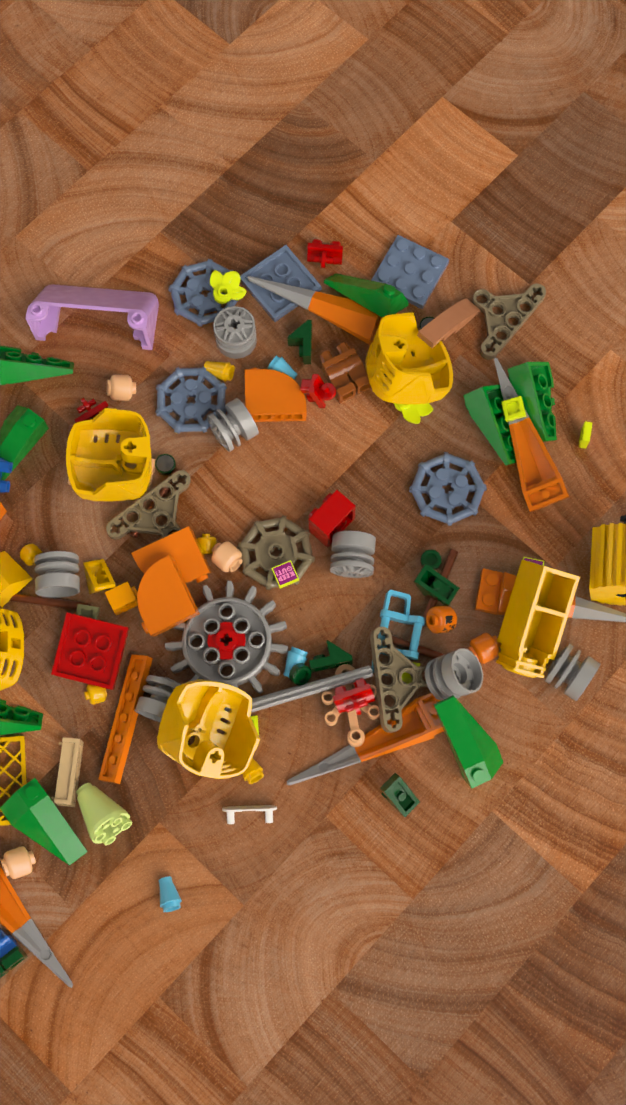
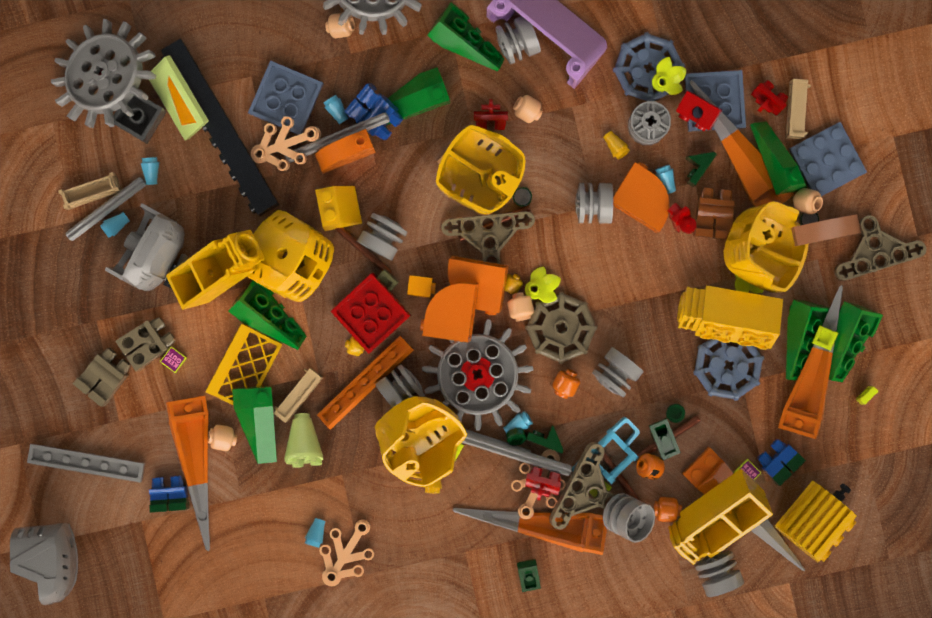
camera: 35 degrees right, 15 degrees up
(28, 553) = (372, 201): yellow piece -> none
(73, 335) = (517, 39): none -> light grey wheel
(98, 576) = (413, 257): yellow slope -> none
(188, 389) = (583, 146): sand blue plate -> none
(211, 898) = (344, 555): none -> light nougat plant
(236, 525) = (545, 283): none -> neon yellow plate
(260, 289) = (710, 111): none -> red brick
(267, 808) = (426, 519): white piece -> none
(285, 574) = (555, 352): tile -> none
(314, 596) = (566, 383): none -> orange head
(331, 517) = (621, 332): red brick -> none
(354, 246) = (797, 109): none -> tan container
(418, 440) = (731, 316): none -> yellow piece
(419, 306) = (807, 201): none -> light nougat head
(471, 745) = (605, 577): green wedge -> none
(557, 539) = (774, 467): none -> blue hips

